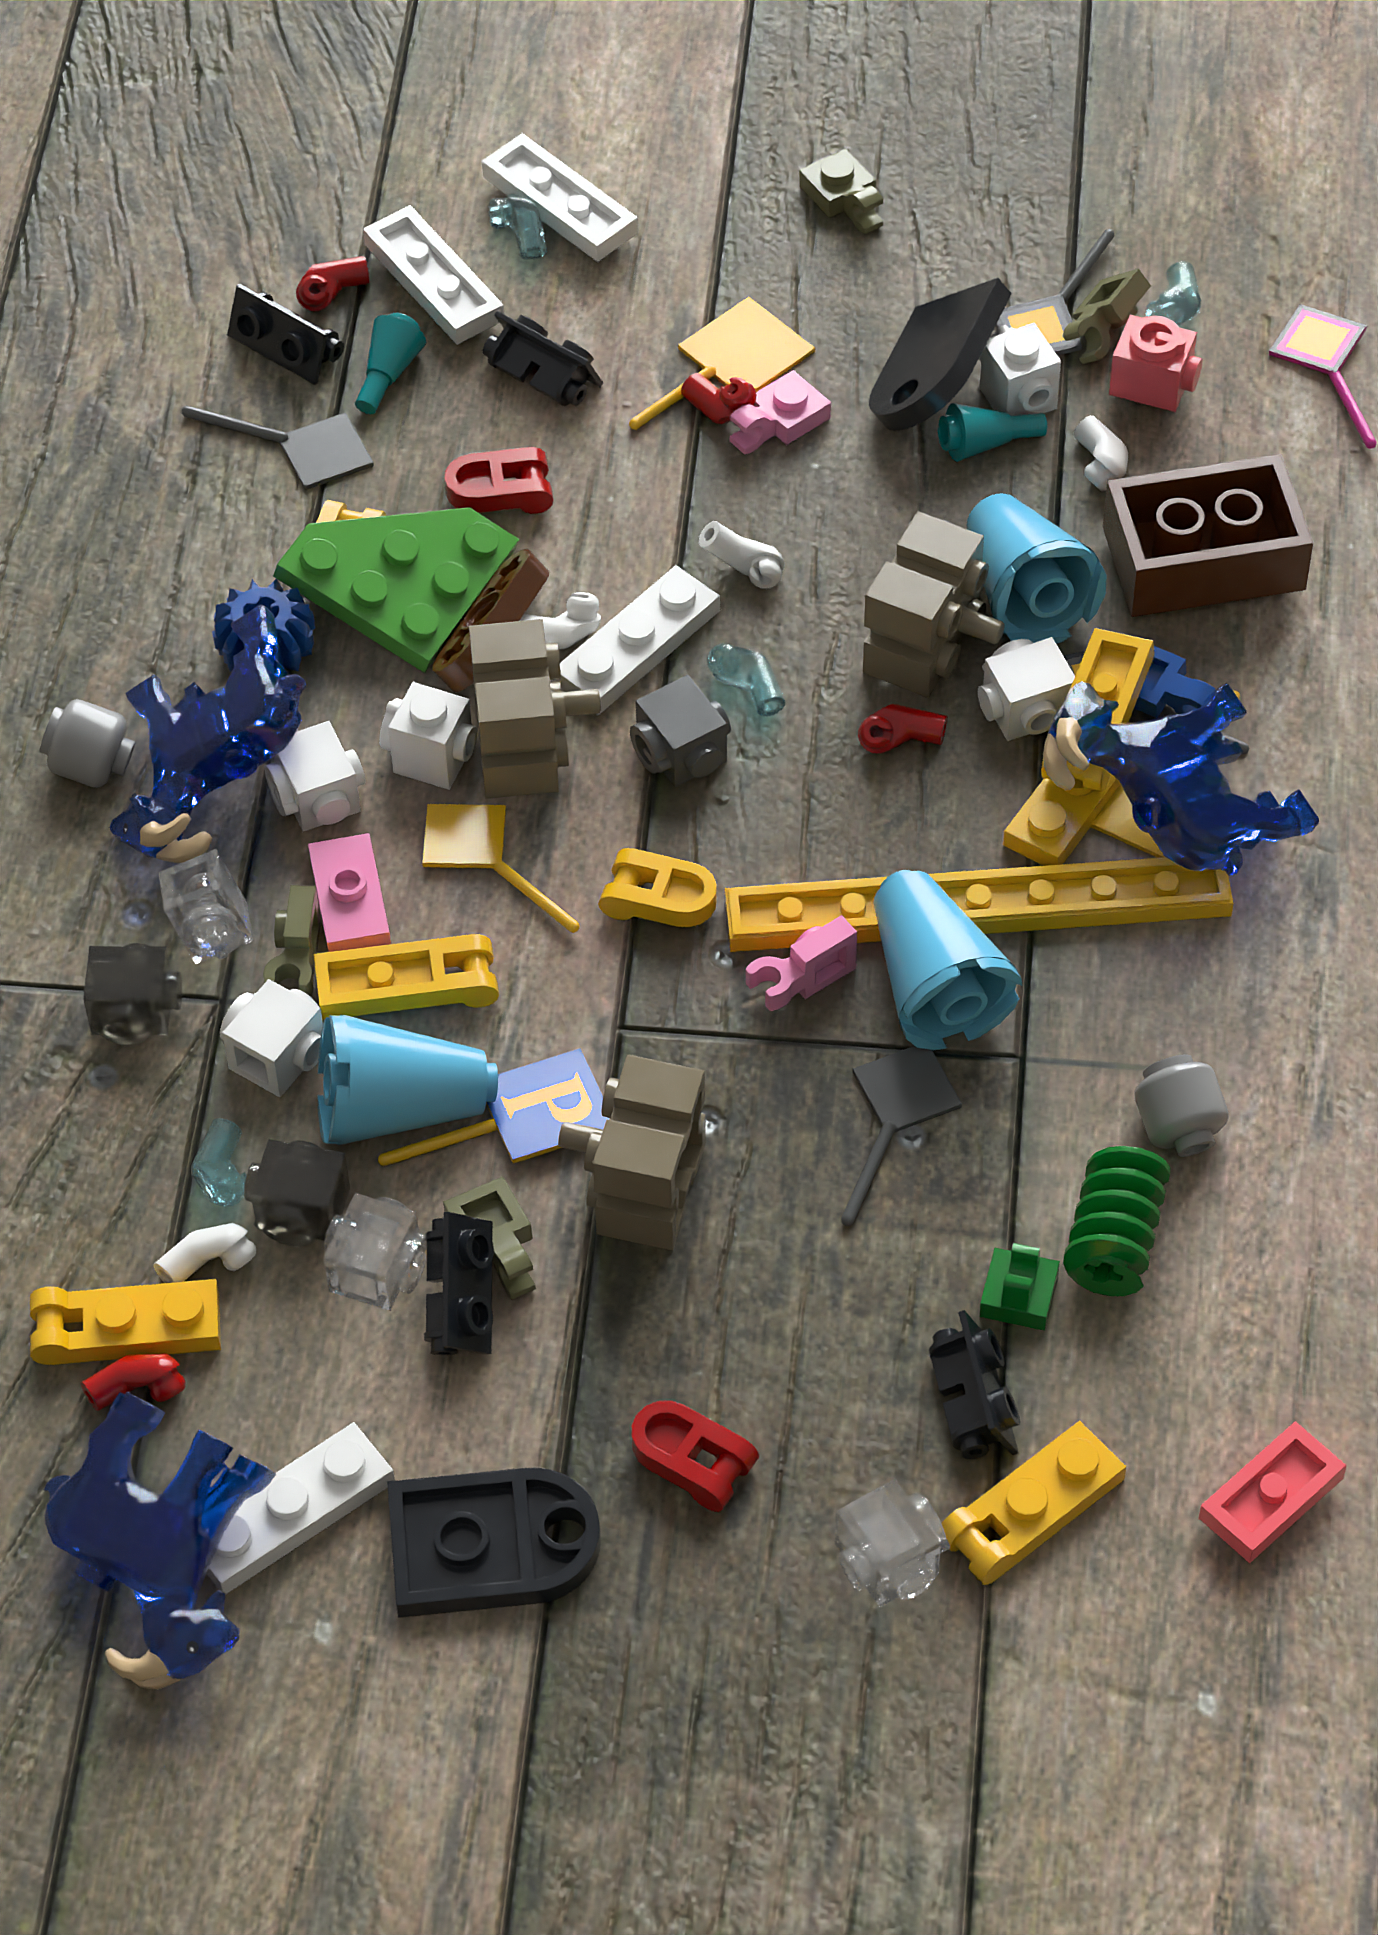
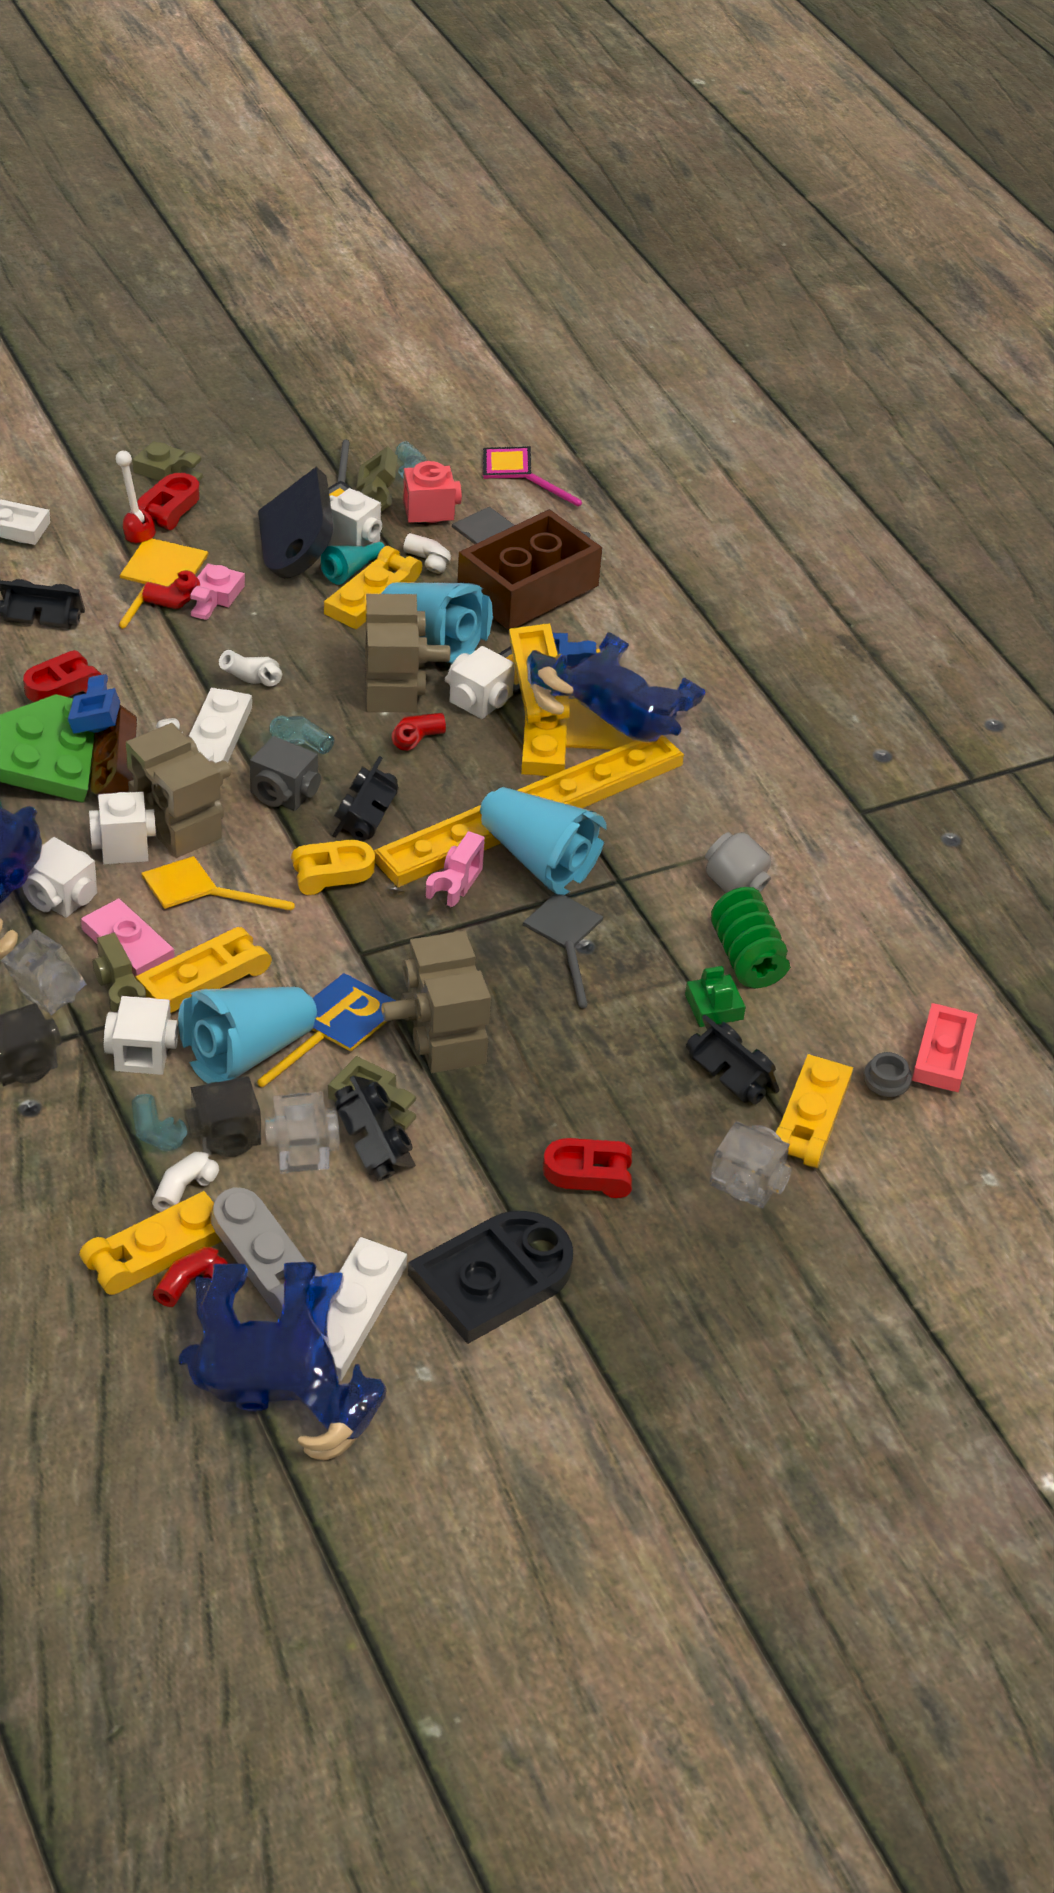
camera: 35 degrees left, 10 degrees down
(230, 1376) = (256, 1241): none -> light grey plate
(494, 551) = (96, 708): none -> blue plate
(741, 825) = (366, 809): none -> black hinge
(743, 264) = (138, 521): none -> hinge
(826, 245) = (177, 492): none -> red plate
(958, 489) = (349, 602): none -> yellow plate
(1167, 1498) = (888, 1074): none -> dark grey plate
(1228, 437) = (484, 525): none -> dark grey piece

